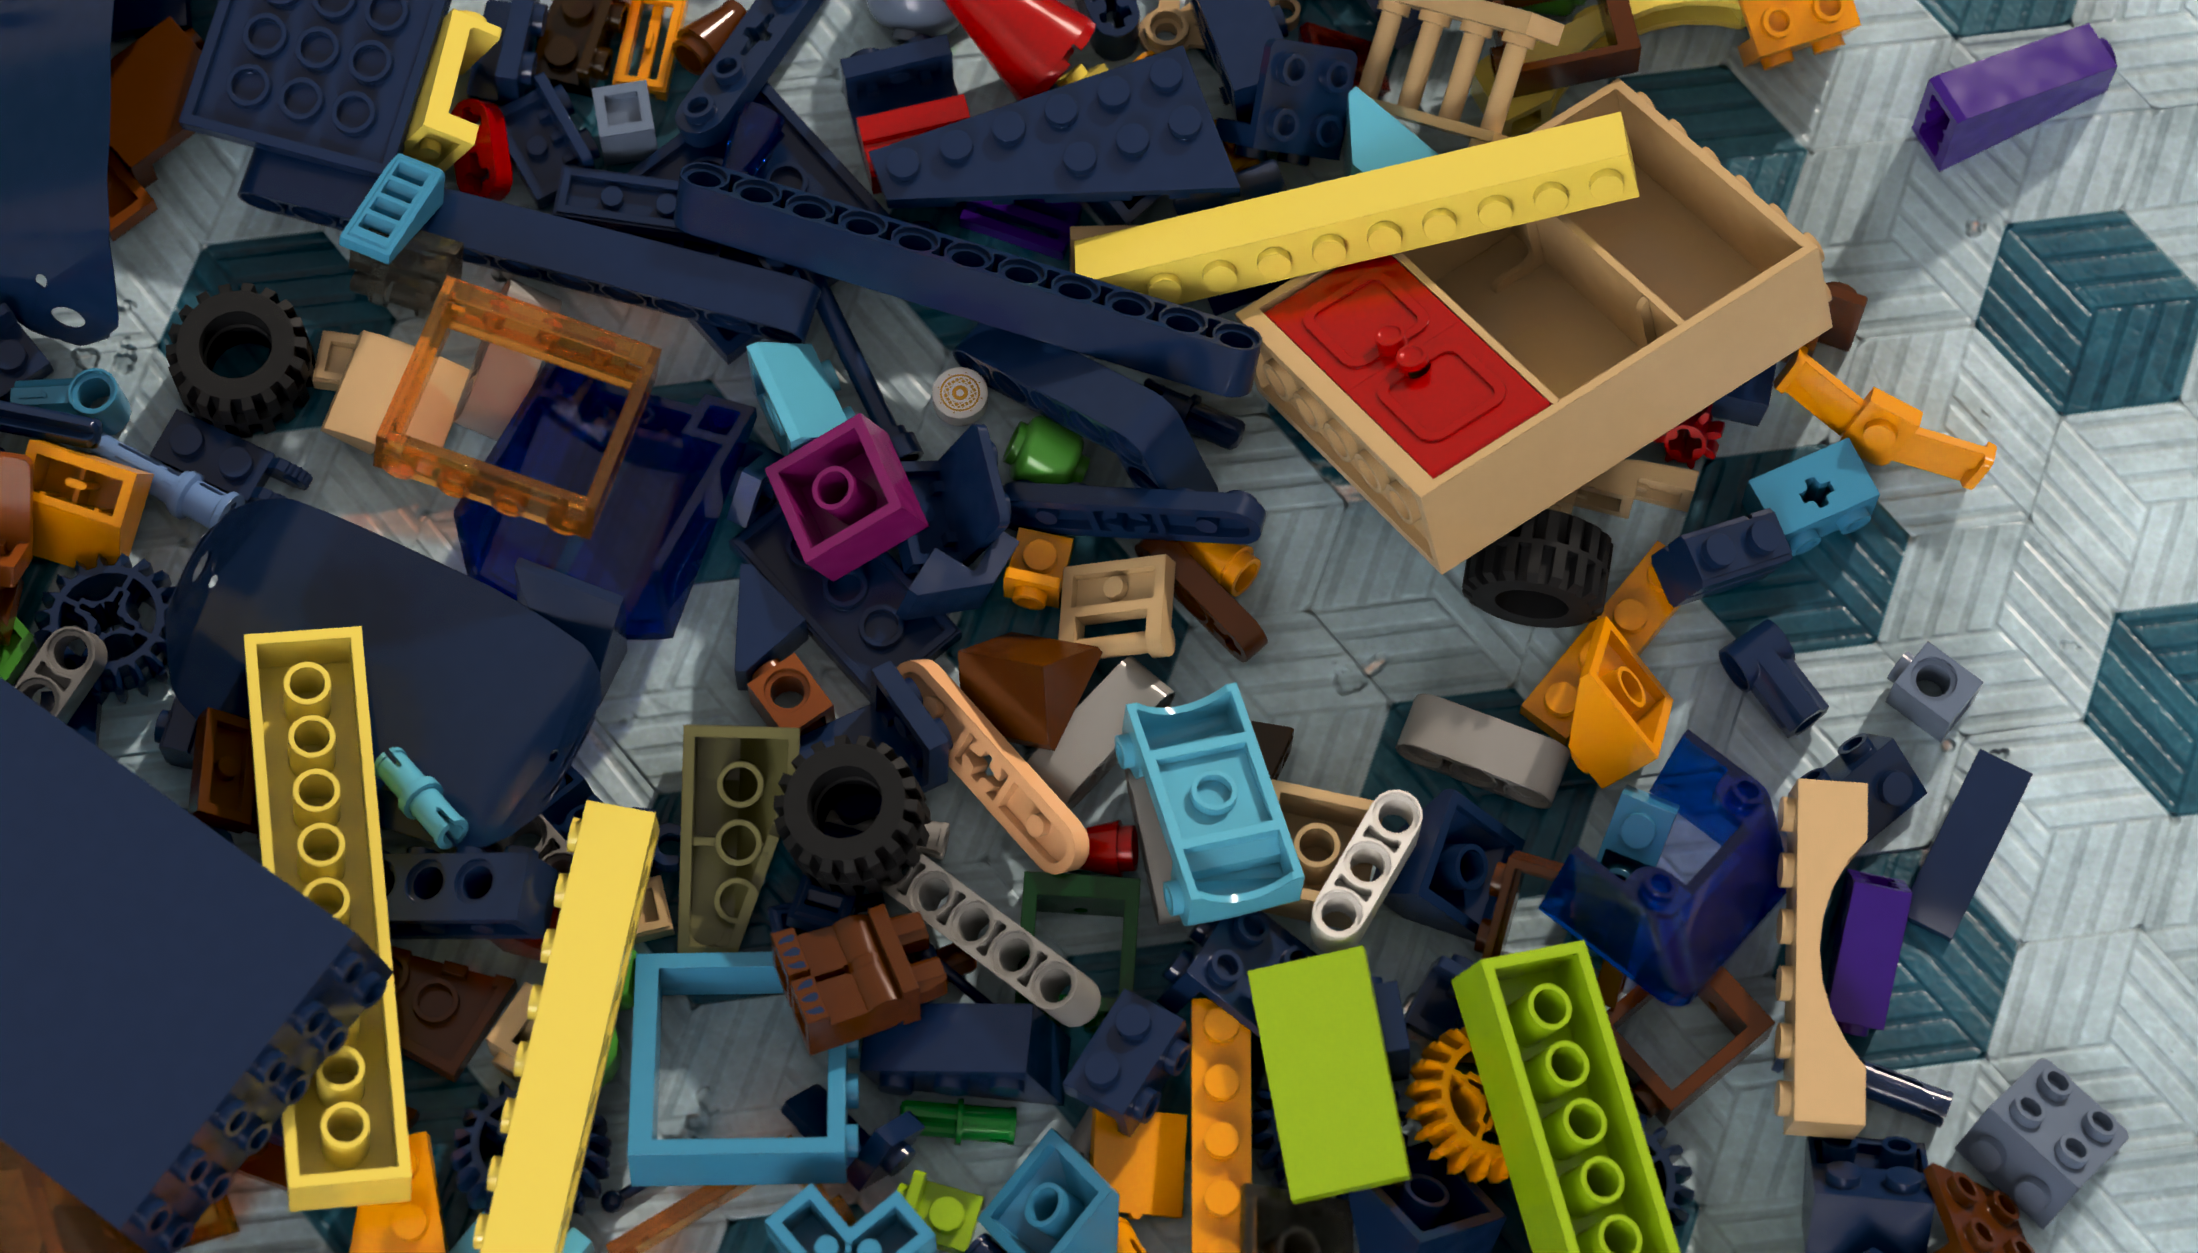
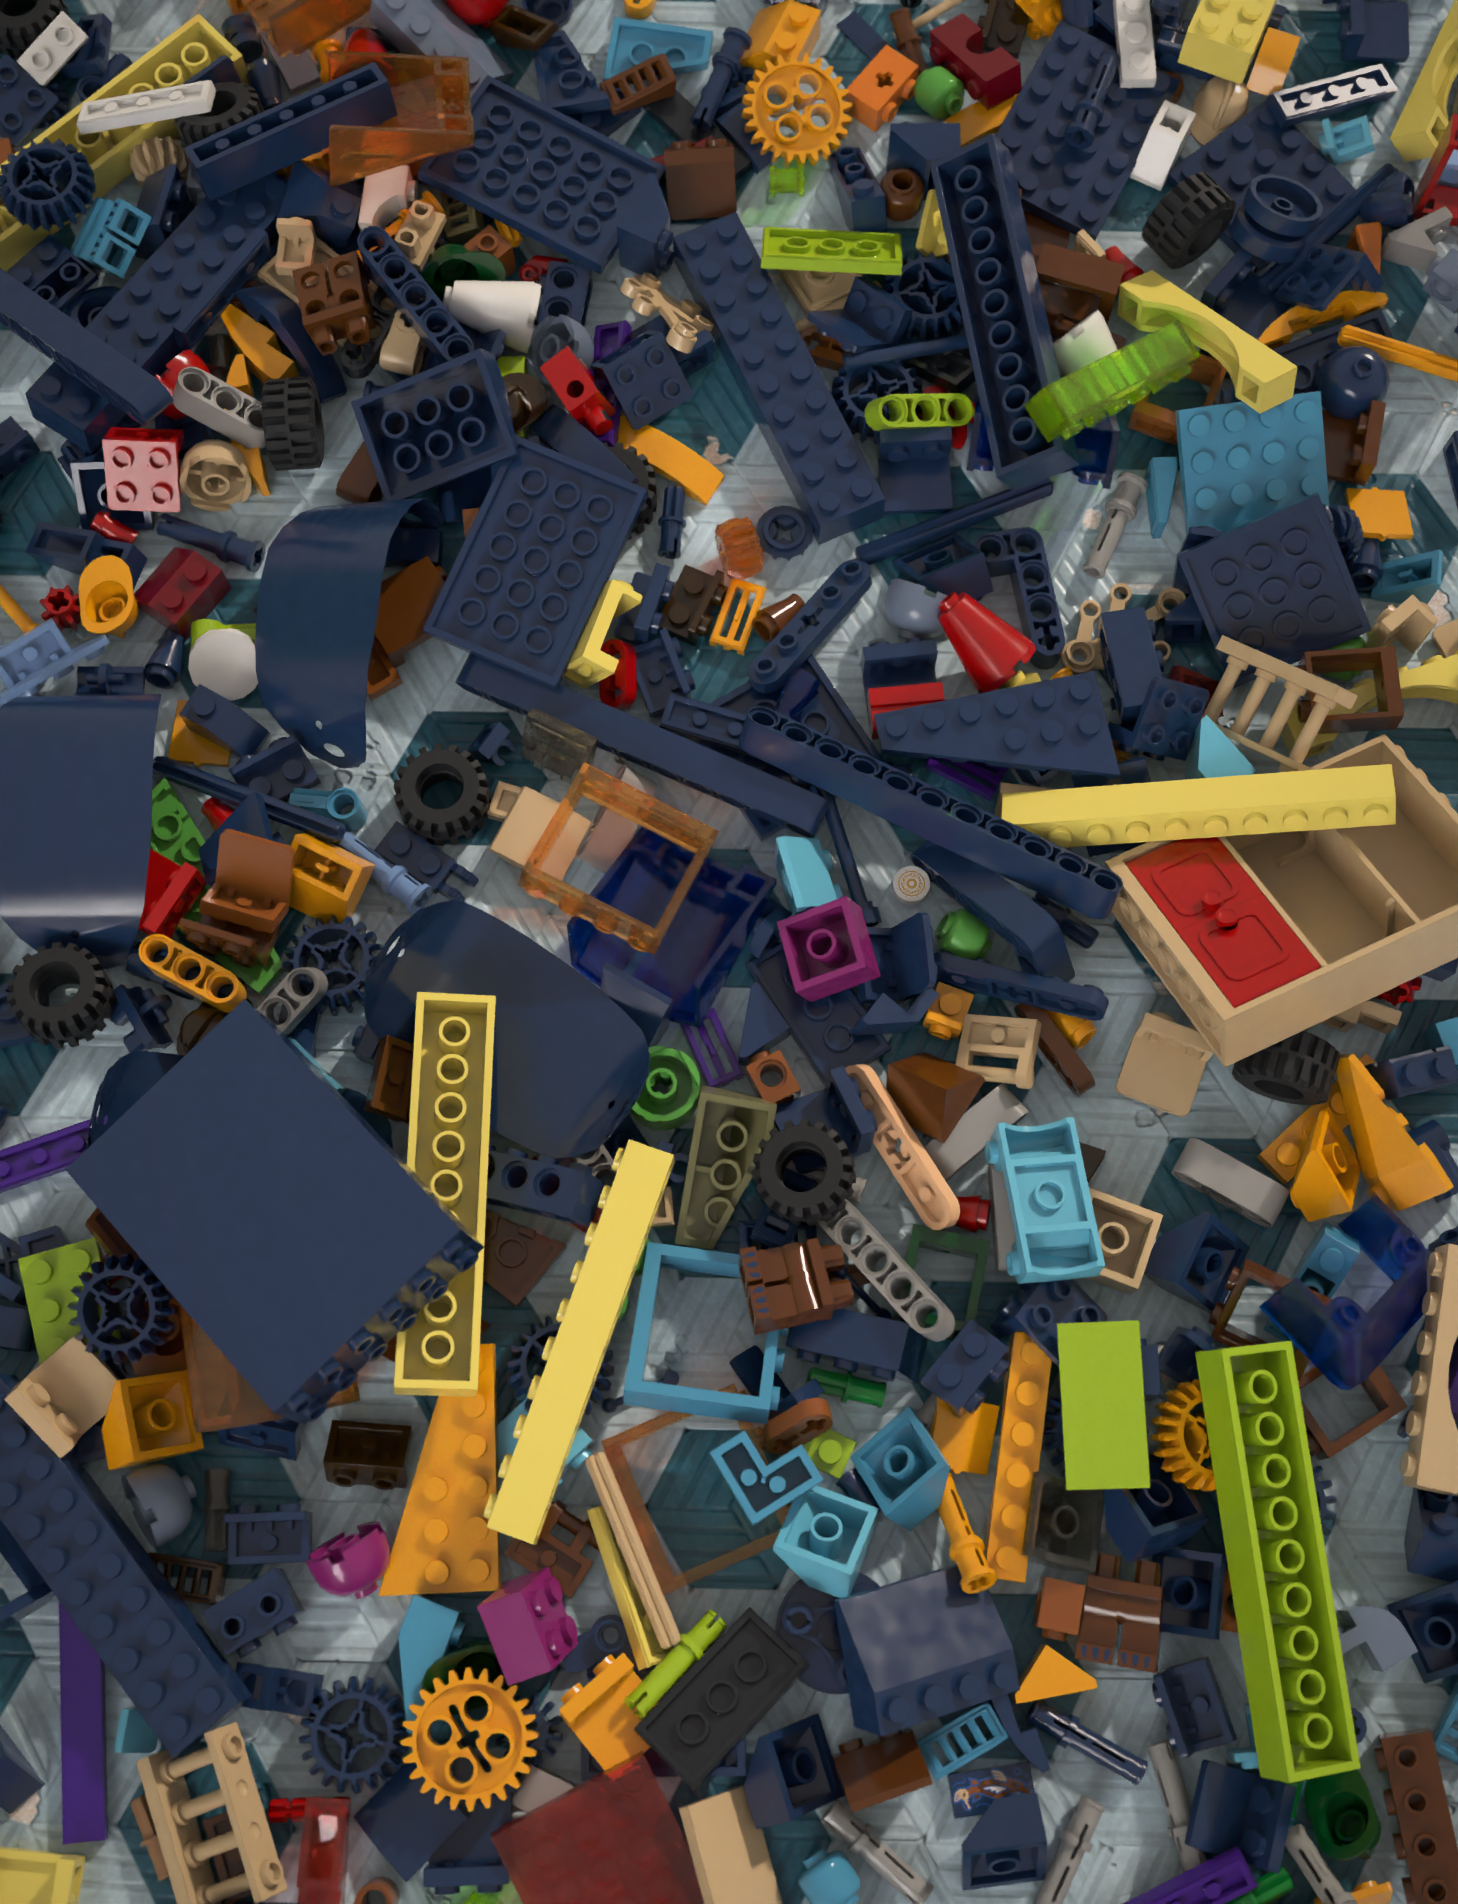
camera: 10 degrees right, 5 degrees up
(301, 274) = (488, 743): none -> dark blue tile
(404, 191) = (565, 691): dark azure slope -> none
(420, 798) = (519, 1117): medium azure pin -> none
(509, 1031) = (559, 1280): tan bracket -> none
(625, 122) = (715, 668): sand blue brick -> none
(646, 761) = (677, 1106): none -> bright green brick
(718, 711) = (723, 1079): none -> dark purple tile
(901, 1164) = (797, 1426): none -> dark orange beam
(1365, 596) = (1164, 1064): none -> tan bracket
(1368, 845) = (1159, 1252): white beam -> none
(1712, 685) = (1387, 1154): none -> light orange wedge

